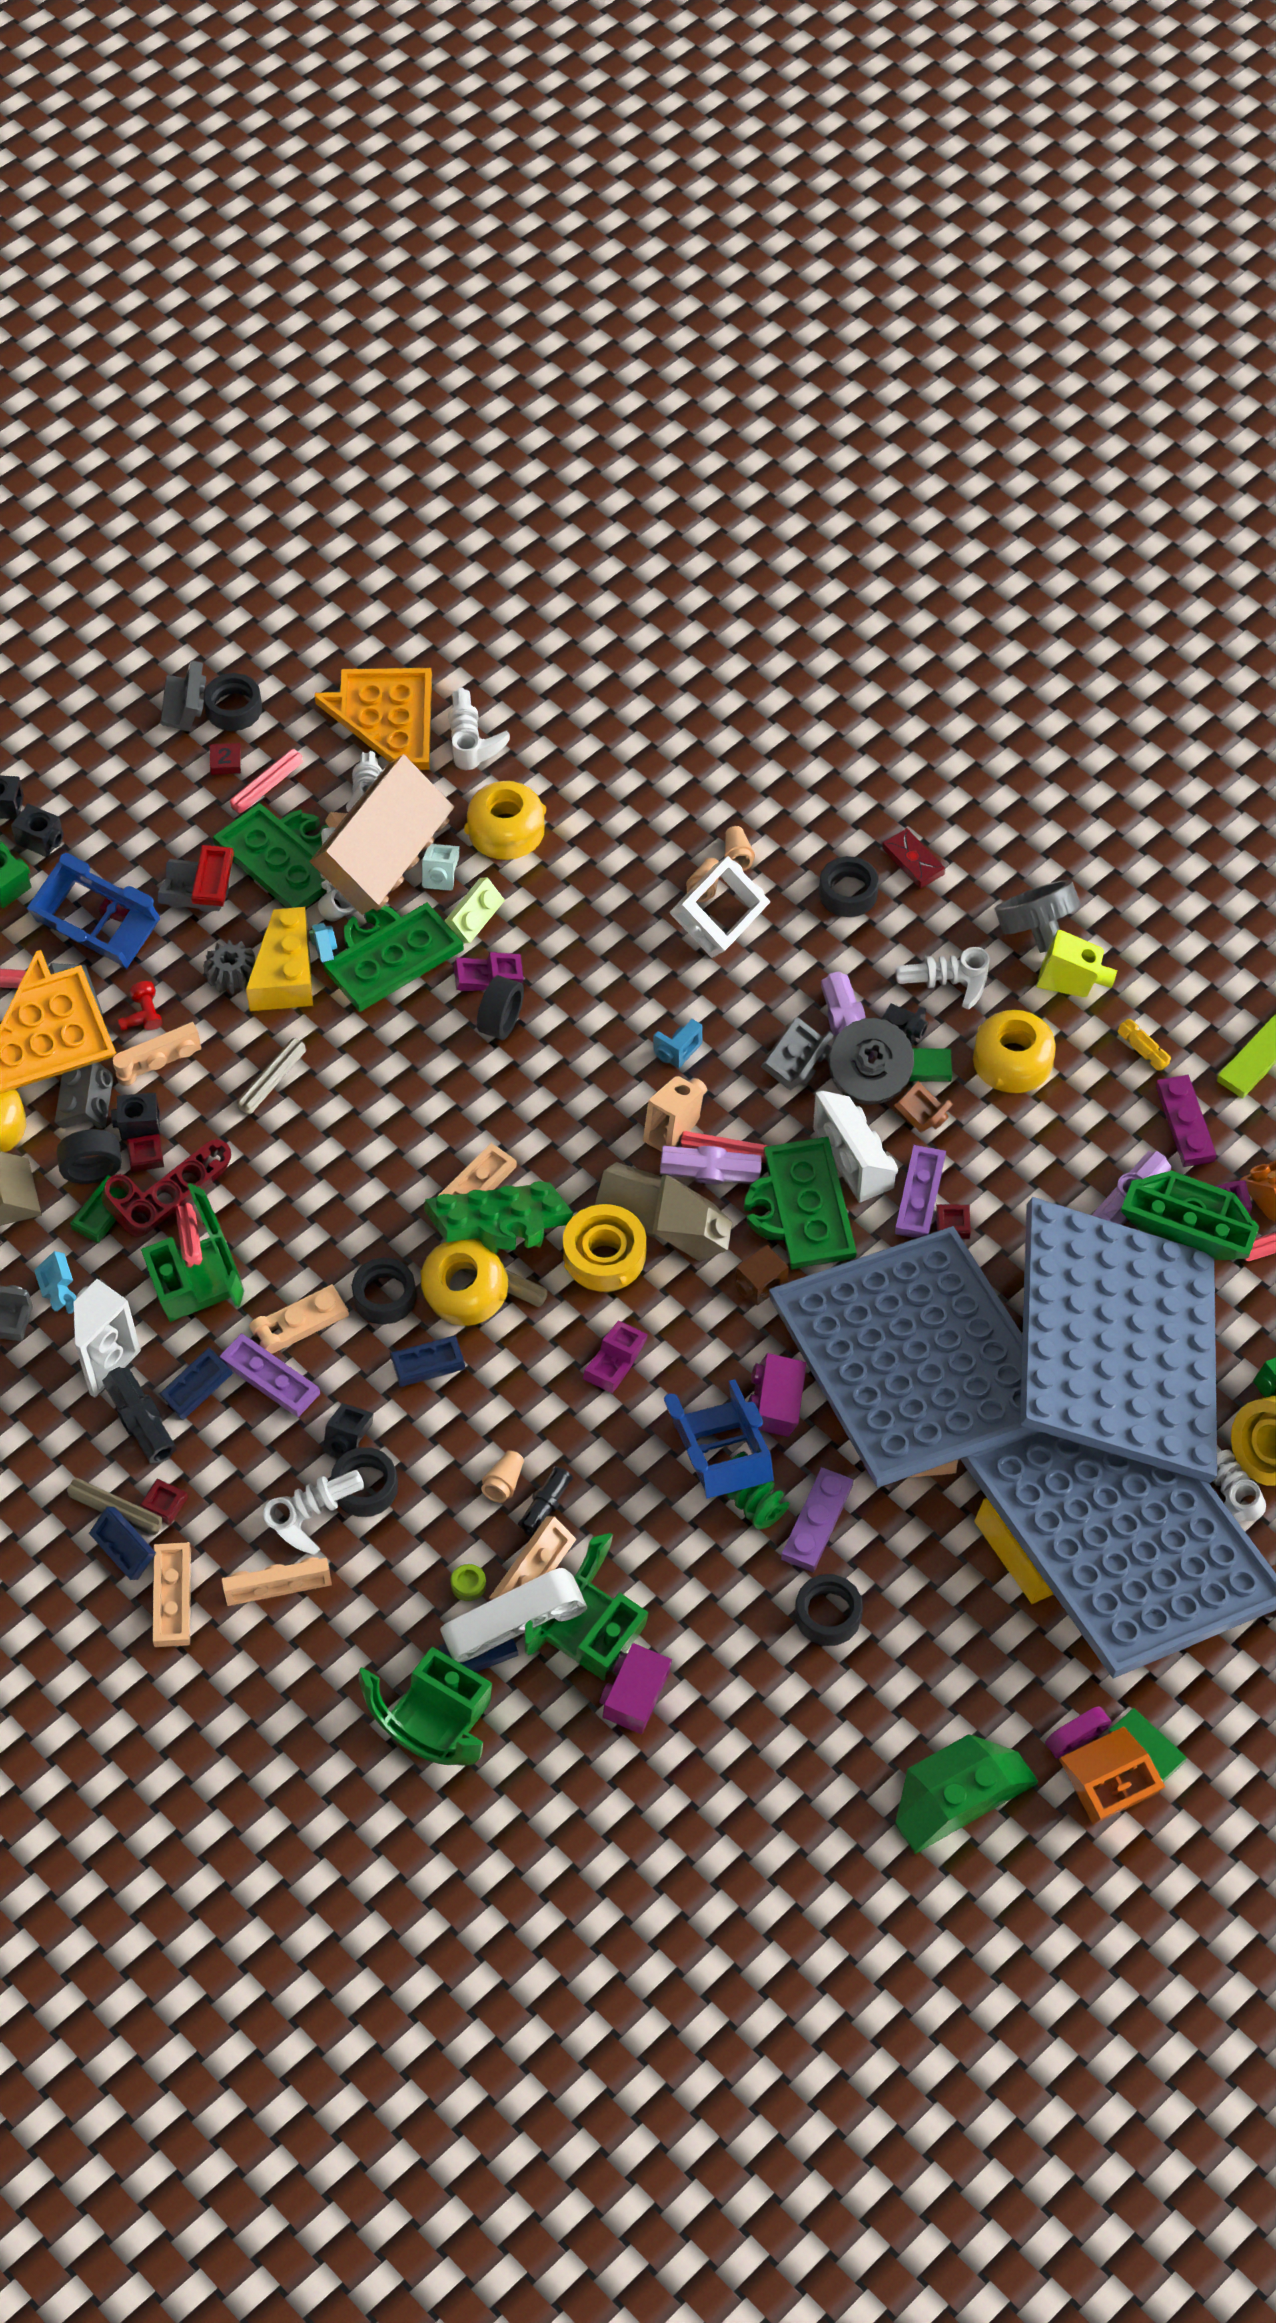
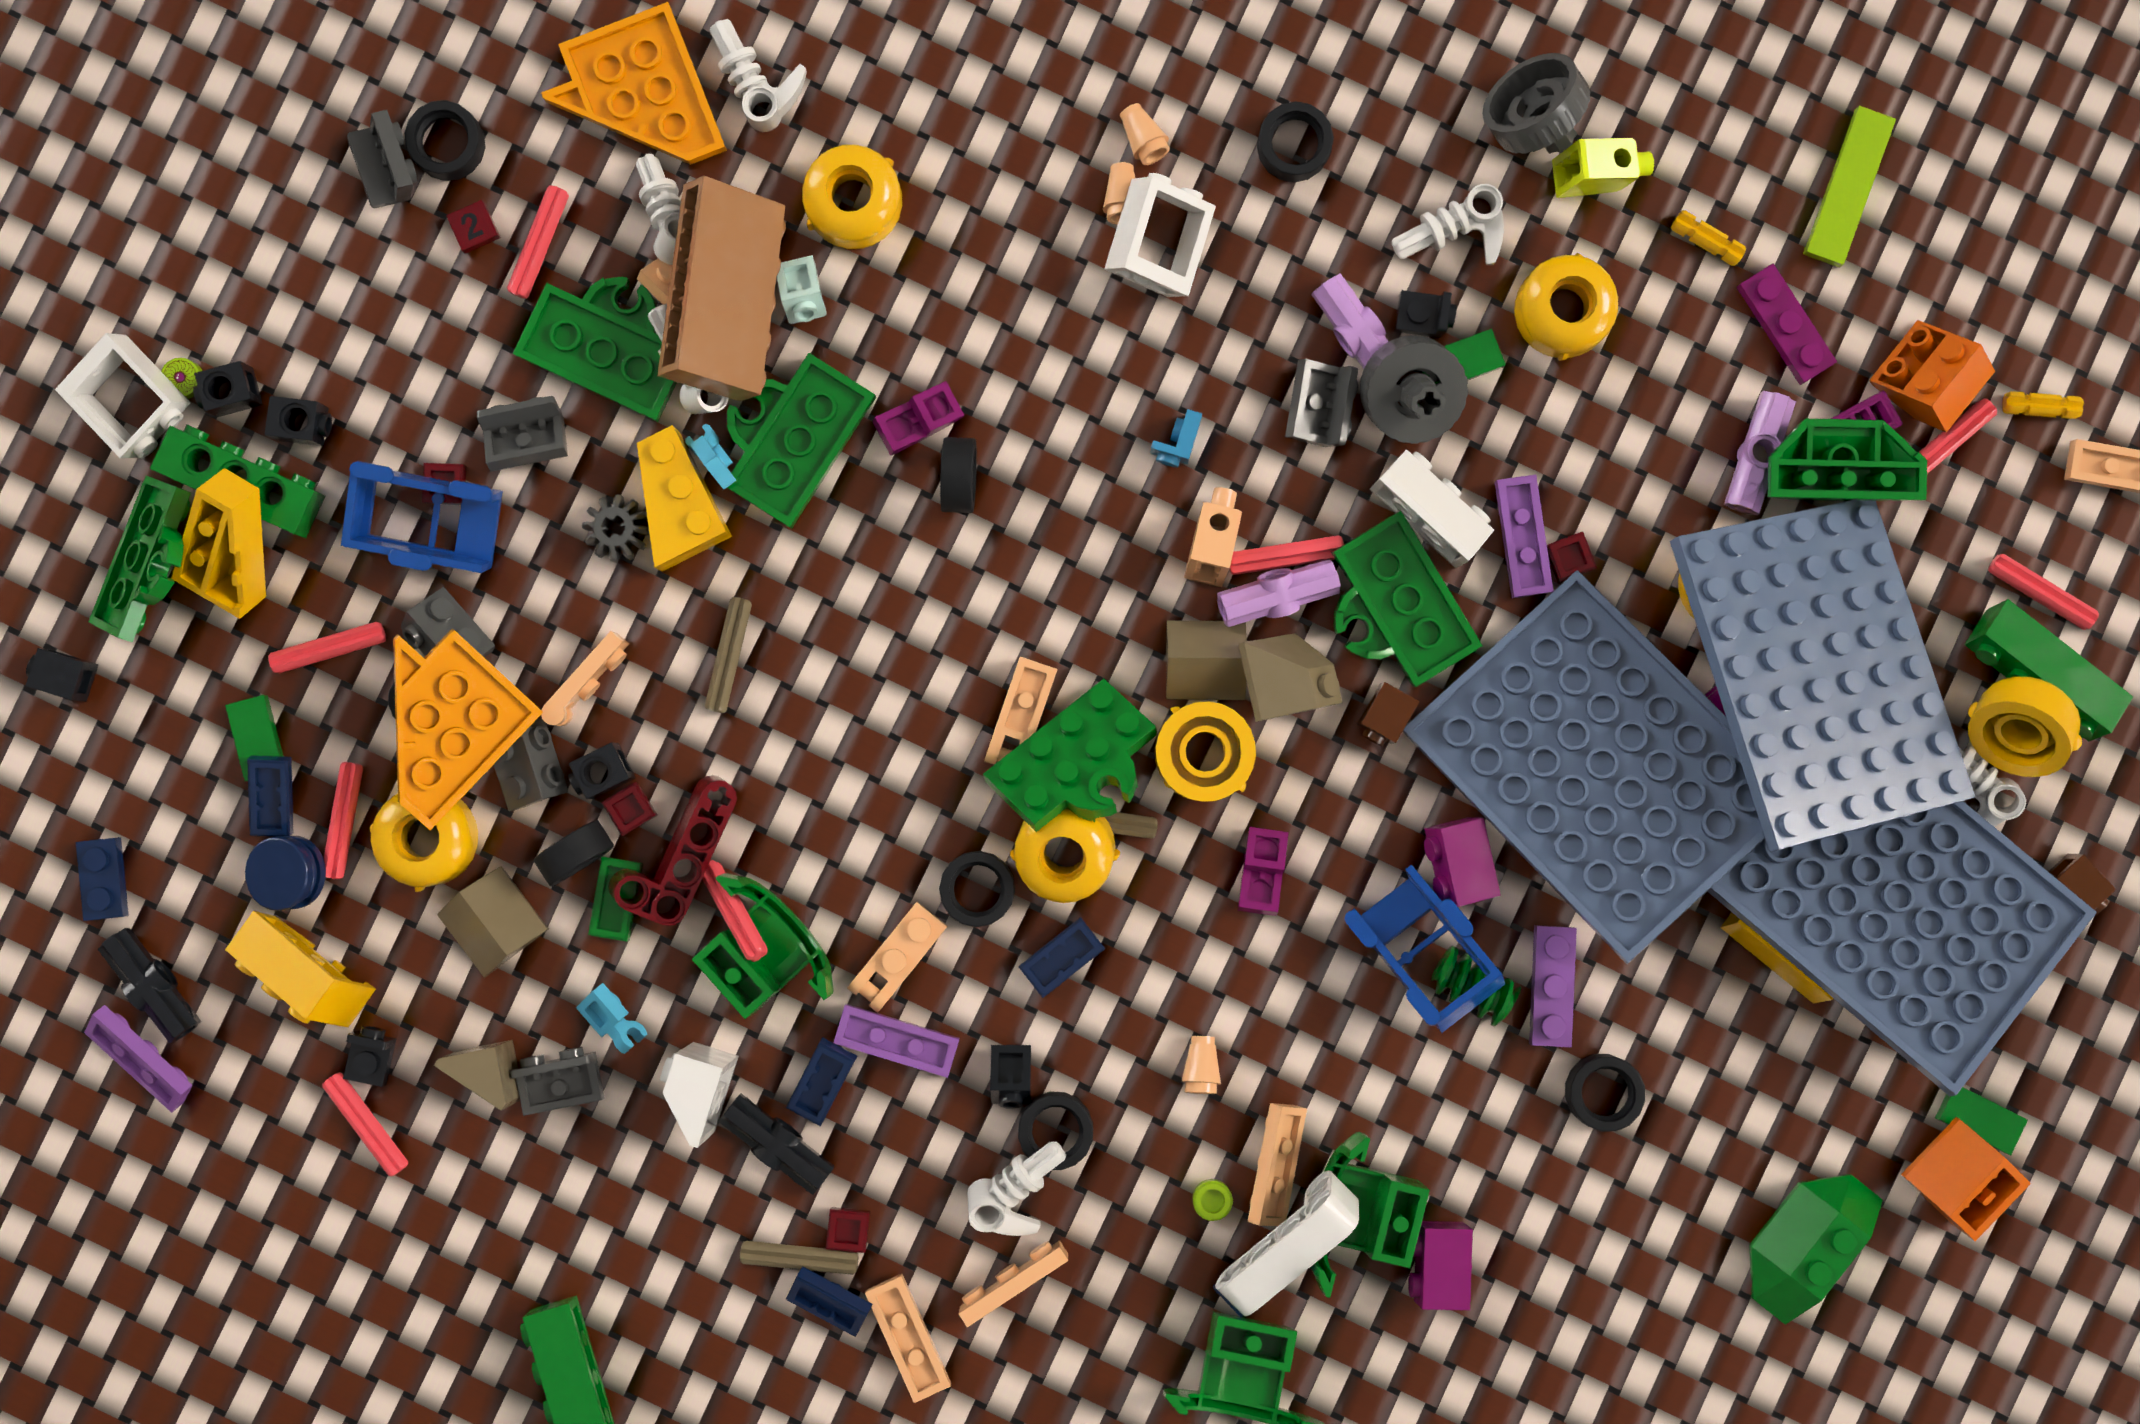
camera: 25 degrees left, 30 degrees up
(142, 993) = (548, 627): red piece -> none
(212, 875) = (542, 420): red tile -> none
(474, 910) = (869, 341): yellowish green plate -> none
(545, 1500) = (1258, 1078): black pin -> none
(913, 858) = (1354, 68): dark red tile -> none
(922, 1108) = (1490, 424): dark orange bracket -> none
(1078, 1732) = (1910, 1135): magenta beam -> none

